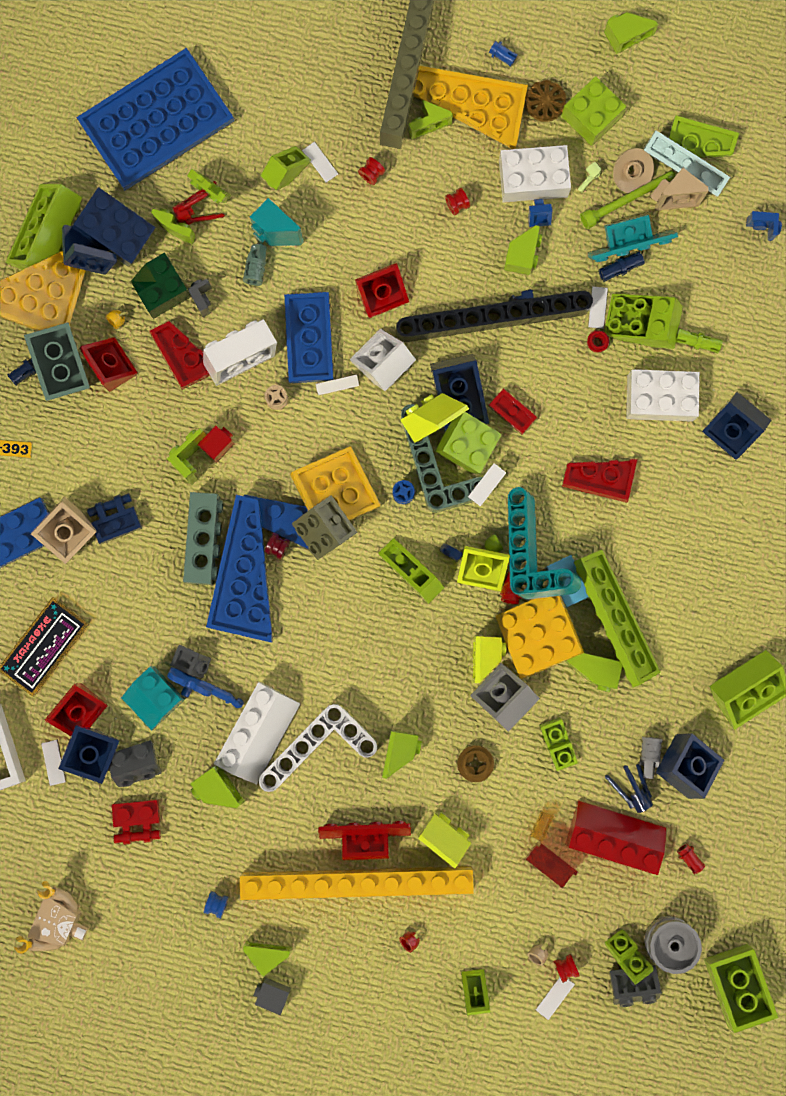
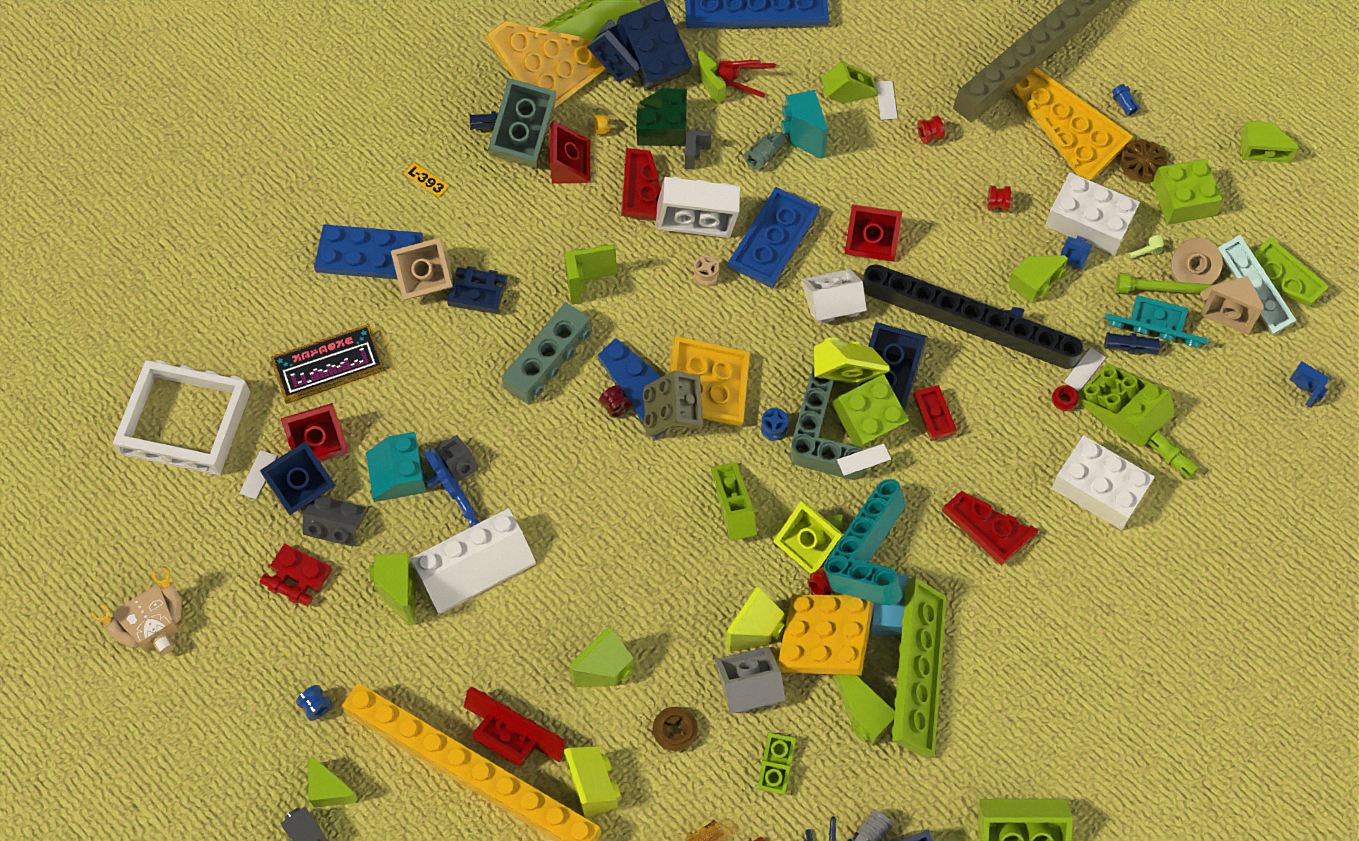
camera: 30 degrees right, 20 degrees down
(215, 192) = (769, 70): lime wing -> none
(216, 443) = (621, 278): red brick -> none
(241, 587) = (553, 418): blue wing -> none
(313, 742) = (522, 607): white beam -> none
(337, 384) = (773, 293): white sticker -> none
(434, 119) = (1021, 119): lime slope -> none
(450, 552) = (785, 507): dark blue tile -> none
(737, 426) = (1166, 556): dark blue slope -> none

